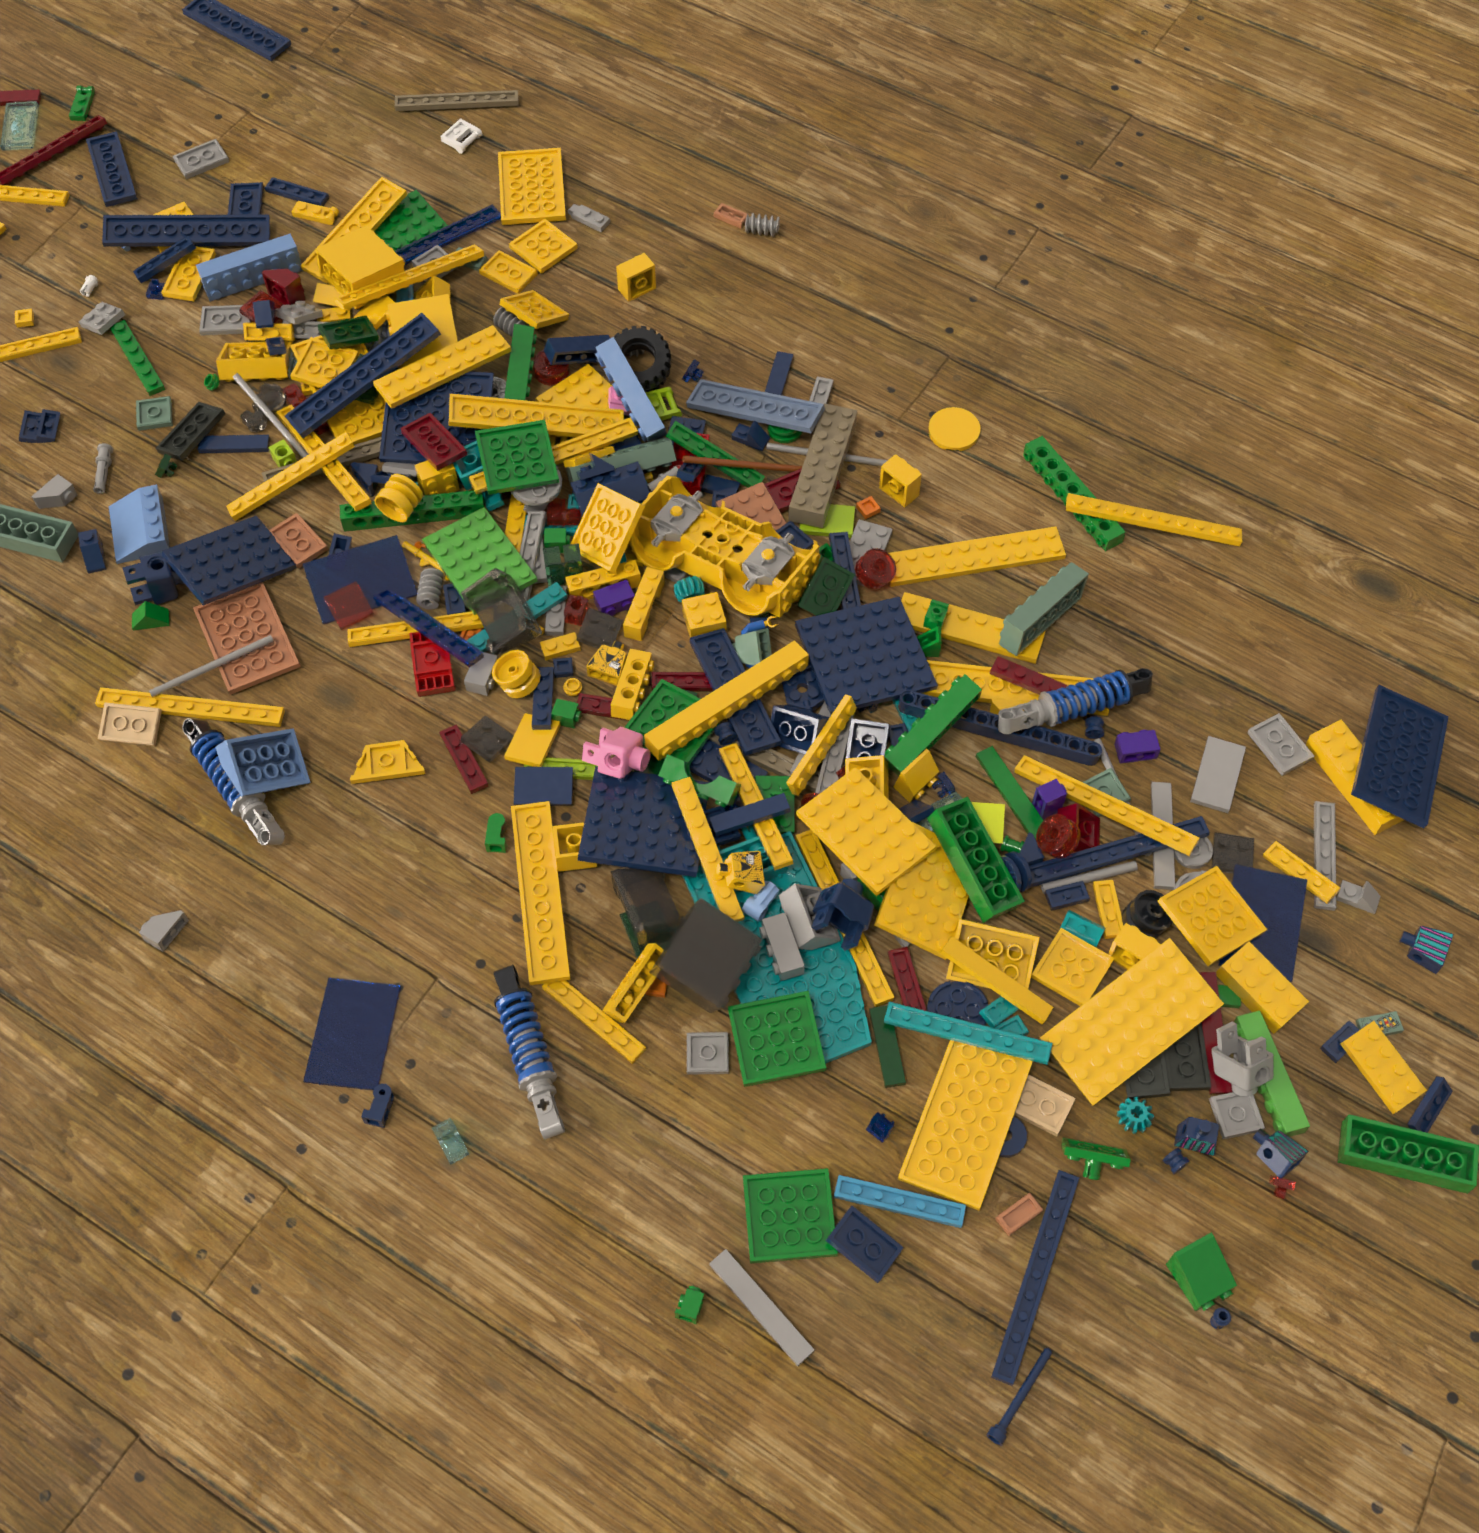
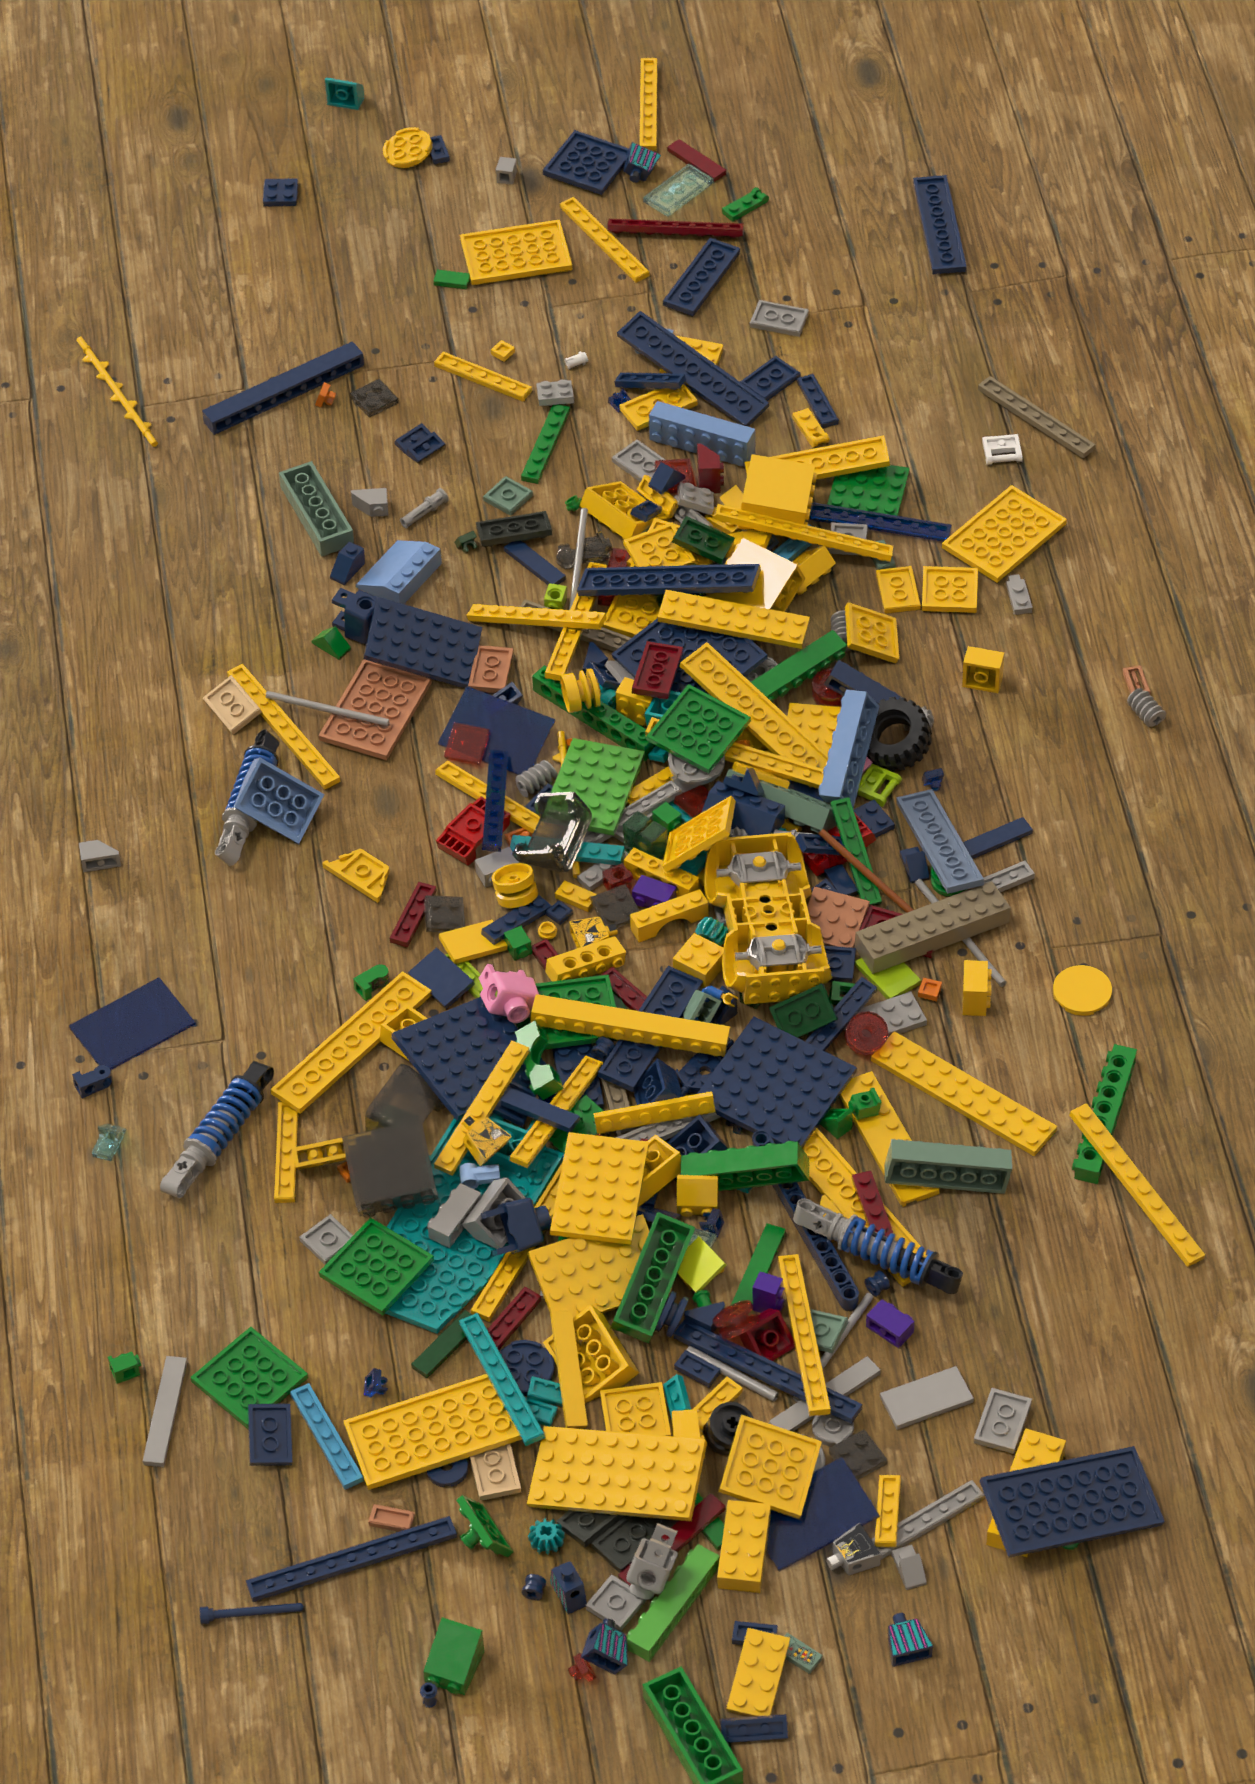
camera: 50 degrees right, 10 degrees down
(1321, 920) = (854, 1552): none -> torso

